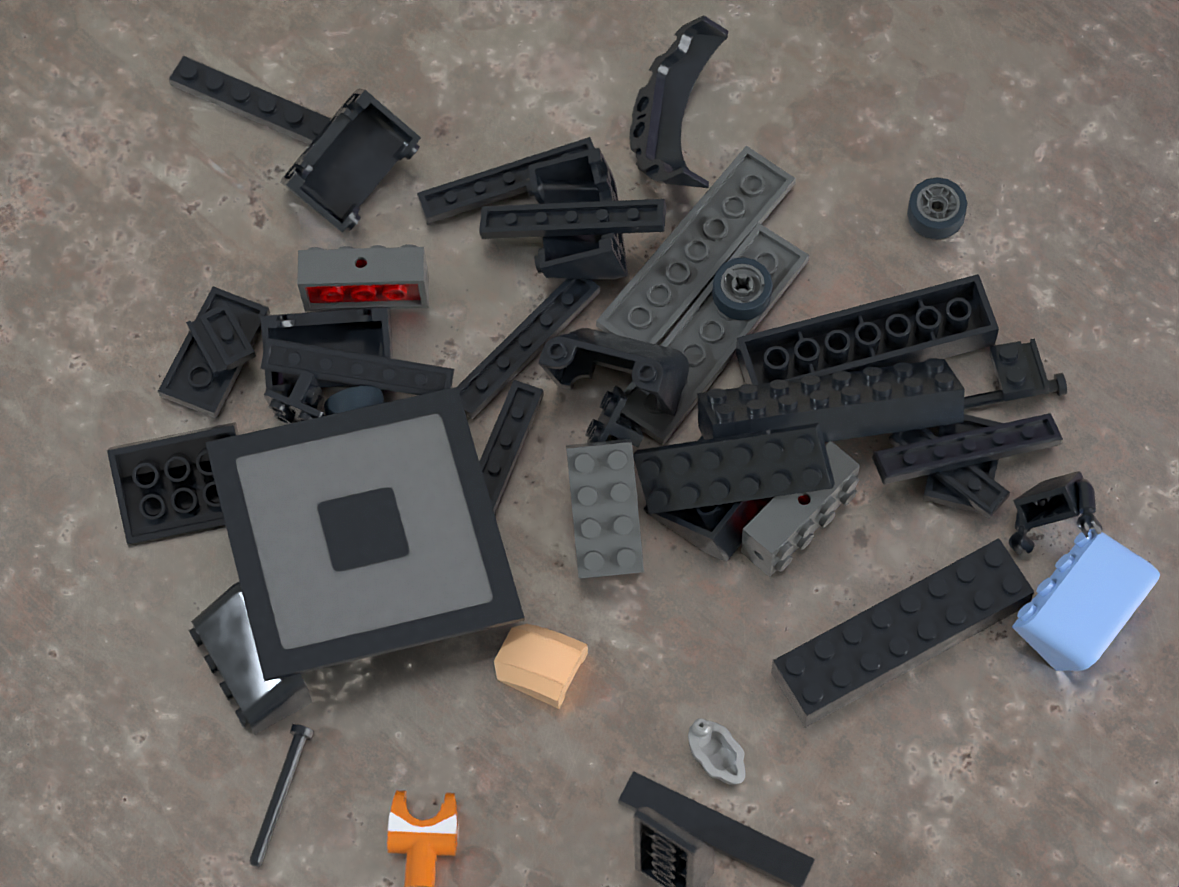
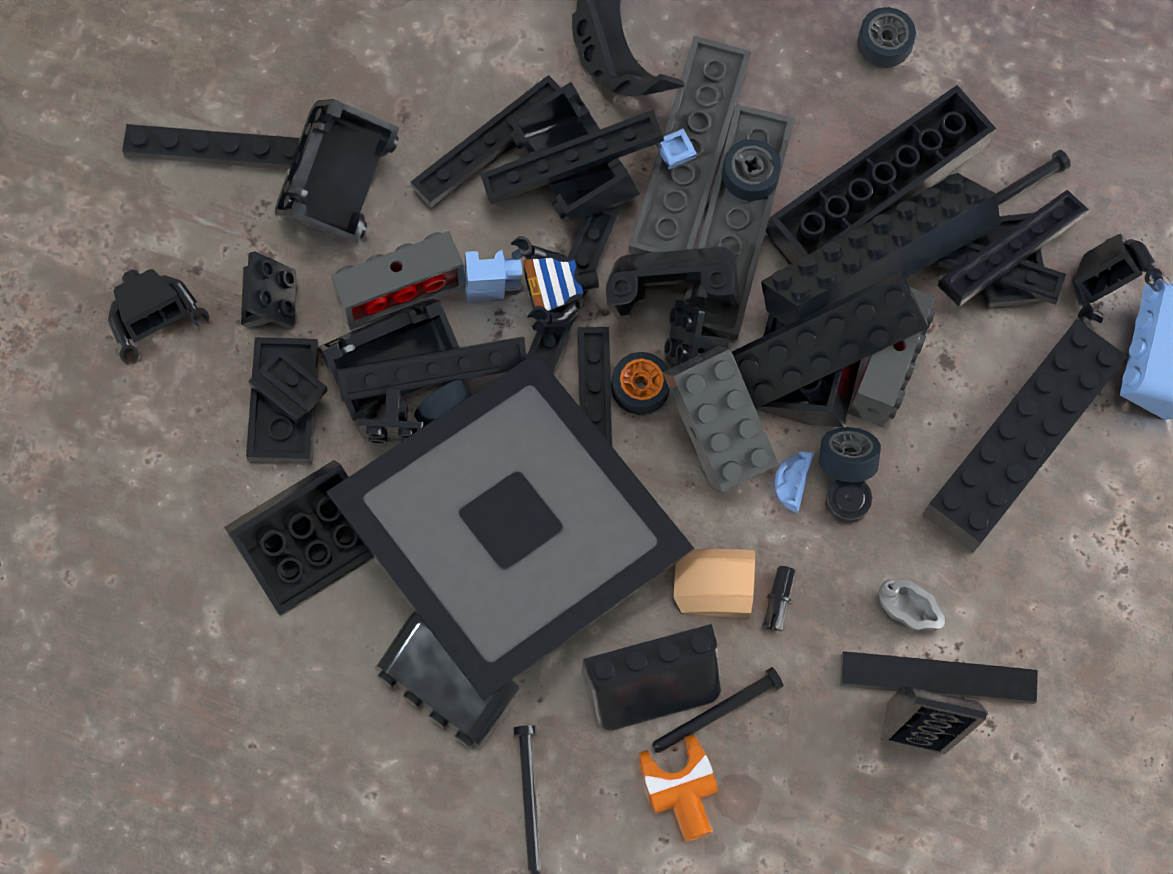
camera: 30 degrees left, 5 degrees up
(129, 224) = (148, 304): none -> black torso
(242, 249) = (267, 292): none -> black bracket
(439, 726) = (653, 678): none -> black windscreen
(450, 305) = (491, 278): none -> light blue hips
(491, 781) = (771, 680): none -> black bar
(503, 331) = (552, 284): none -> torso
(542, 440) = (627, 374): none -> wheel
(594, 699) = (779, 598): none -> black axle
(658, 593) = (792, 479): none -> light blue tile
(679, 245) = (676, 149): none -> light blue tile
(701, 632) = (848, 502): none -> black wheel
(719, 588) = (849, 454): none -> black wheel
(1019, 370) = (1022, 160): black plate -> none

